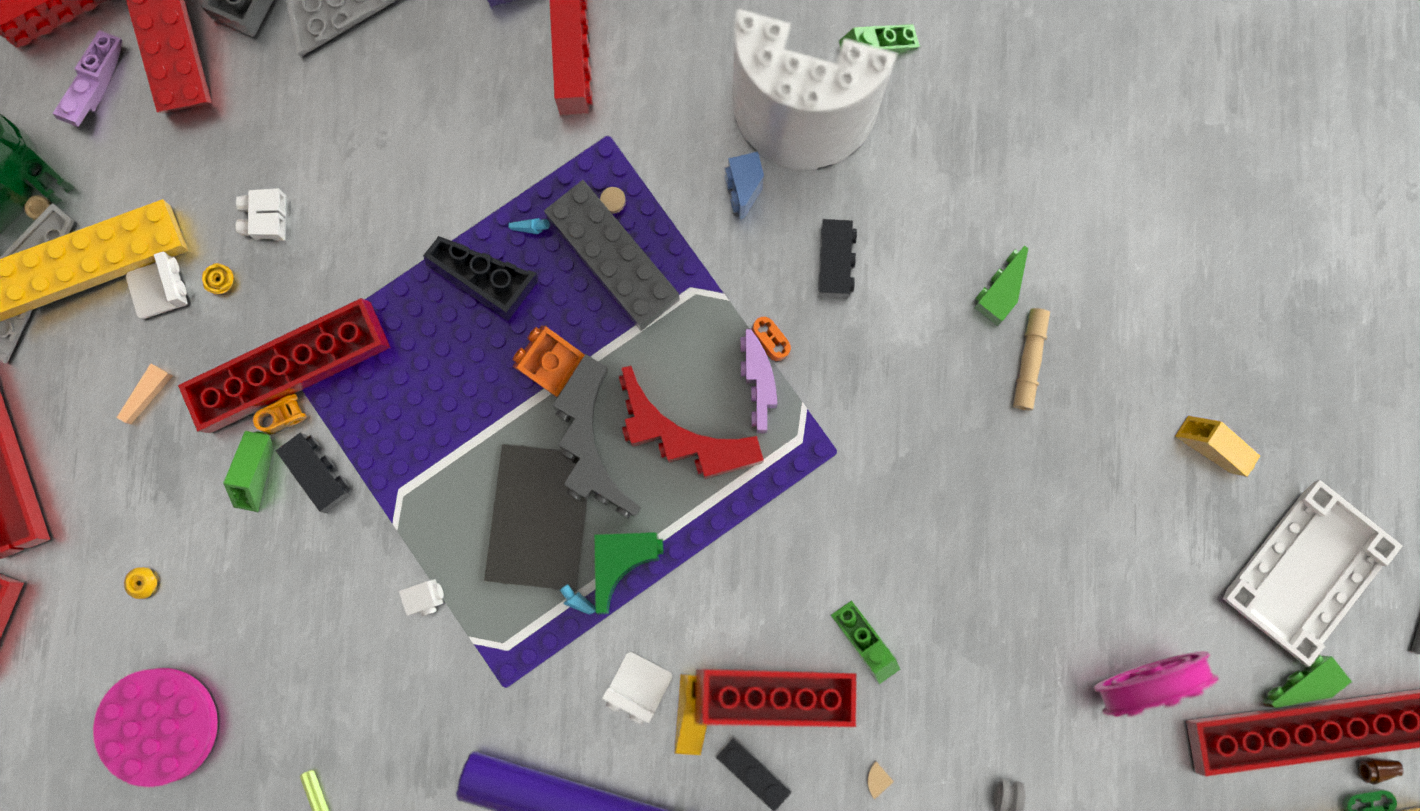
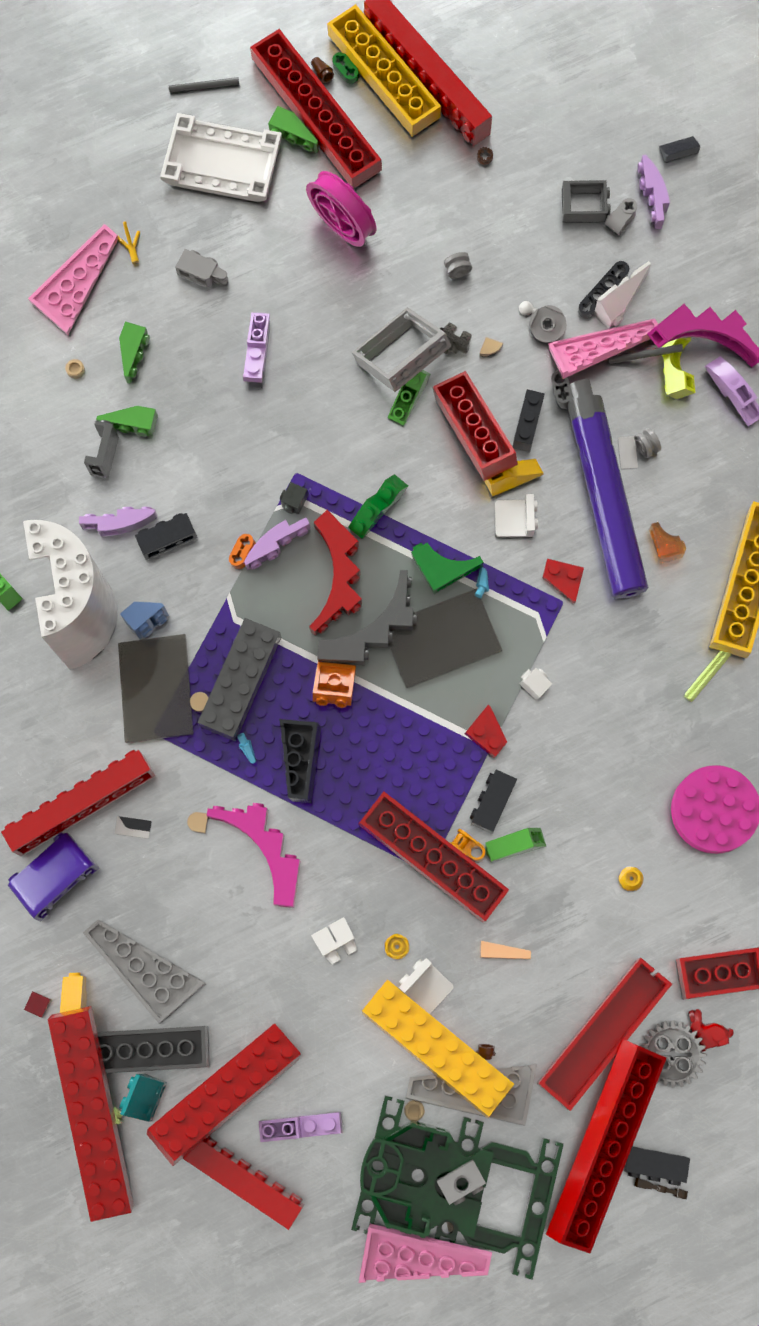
camera: 115 degrees left, 5 degrees down
(51, 316) = (486, 1051): none -> reddish brown plate
(396, 509) = (487, 732): none -> red wing
(408, 197) = (283, 869): none -> dark pink arch
(479, 134) = (198, 822): none -> tan tile
(515, 63) = (133, 827): none -> sticker
(533, 705) = (563, 577): none -> red wing
(658, 160) = (155, 688): none -> clear smoke piece
(740, 527) = (377, 505): none -> green arch
(802, 429) = (293, 498): none -> pearl dark grey brick
(879, 220) = (127, 520): none -> lavender slope
(895, 671) = (411, 365): none -> light grey window
(900, 745) = (457, 343): none -> clear smoke hips
(978, 238) = (102, 464): none -> dark grey panel
(1023, 486) = (257, 347): none -> lavender slope
(1031, 359) = (170, 382): tan piece -> none
(1103, 335) = (132, 343): none -> bright green slope
(1107, 256) = (75, 368): none -> tan tile
(1166, 469) = (200, 269): none -> light grey hinge
(1218, 444) = (168, 245): yellow slope -> none
(1222, 301) = (68, 288): none -> bright pink wing
(1244, 398) = (131, 247): none -> yellow plant

